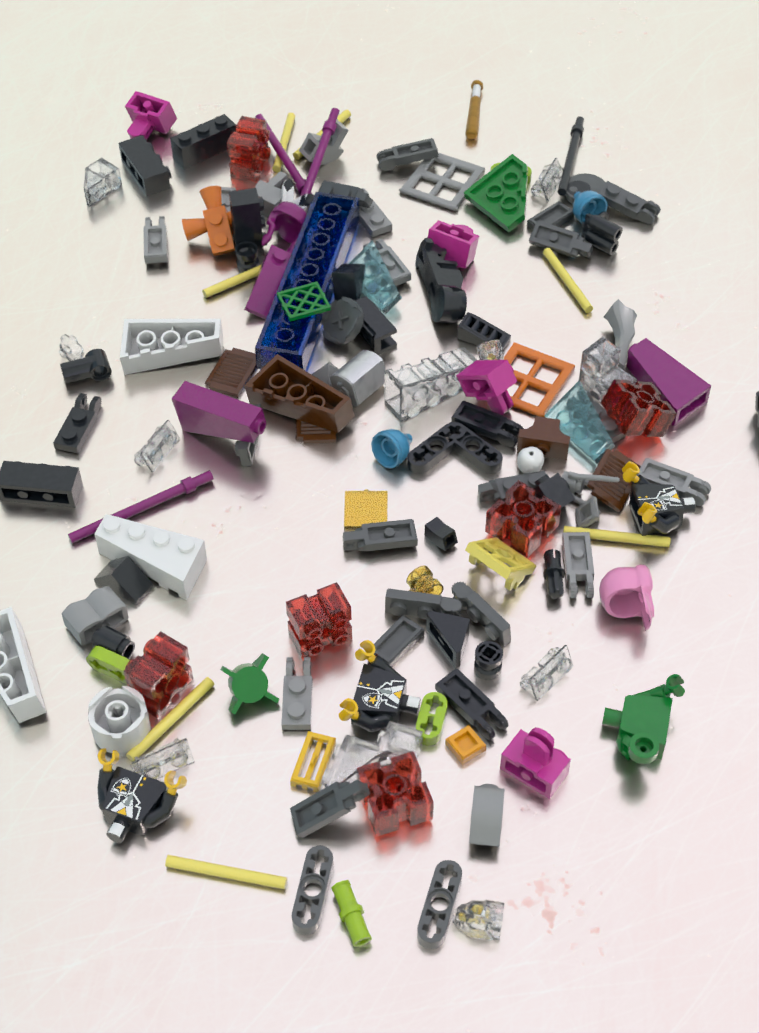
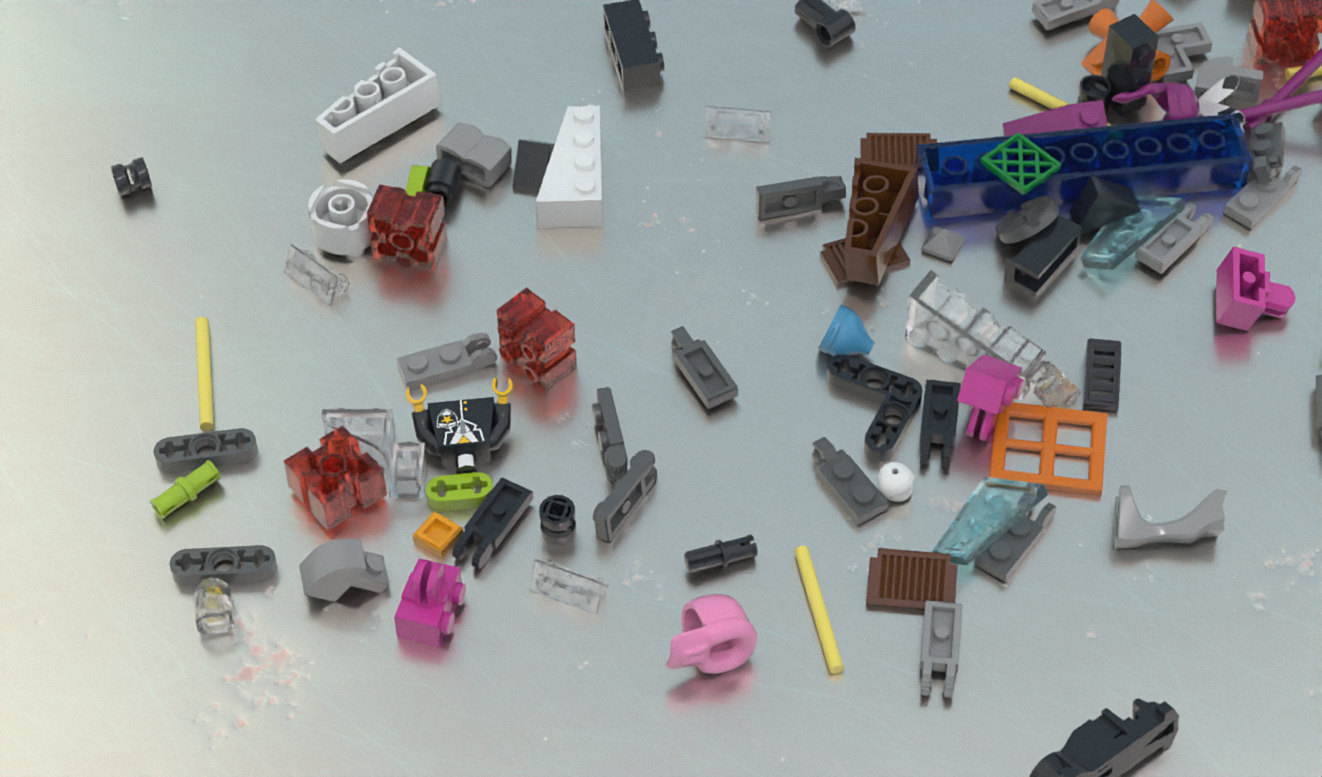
camera: 70 degrees right, 0 degrees up
(77, 424) = (741, 46): black hinge -> none
(134, 800) = (255, 262): black torso -> none
(168, 342) = (896, 71): white wedge -> none
(174, 715) = (374, 266): light yellow bar -> none
(186, 486) = (693, 168): magenta bar -> none
(217, 414) = (790, 144): magenta slope -> none
(248, 683) = (431, 307): green piece -> none
(306, 781) = (364, 395): yellow tile -> none
(327, 806) = (296, 422): dark grey hinge -> none
(359, 376) = (946, 259): flat silver piece -> none
(364, 508) = (742, 344): clear yellow piece -> none
(398, 640) = (555, 429): dark grey tile -> none
(422, 581) = (642, 430): clear yellow wheel -> none
(440, 534) = (732, 424): black piece -> none
(442, 283) = (1159, 302): black piece -> none
(450, 634) = (576, 474): black slope -> none
(496, 561) = (724, 471): light yellow piece -> none
(522, 518) = (784, 493): clear red brick -> none
(545, 436) = (939, 485): reddish brown brick -> none
(554, 488) = (841, 513): black brick -> none
(568, 281) = (1267, 443): light yellow bar -> none
(577, 482) = (877, 537): light grey plant -> none
(578, 562) = (753, 573): light grey hinge -> none
(587, 513) = (838, 568): light grey slope -> none
(601, 367) = (1084, 519): clear brick -> none
(638, 408) = (1036, 567): clear red brick -> none
(644, 721) = (522, 695): green torso -> none
(655, 506) = (877, 631): black torso -> none
(675, 382) = (1119, 600): magenta slope -> none

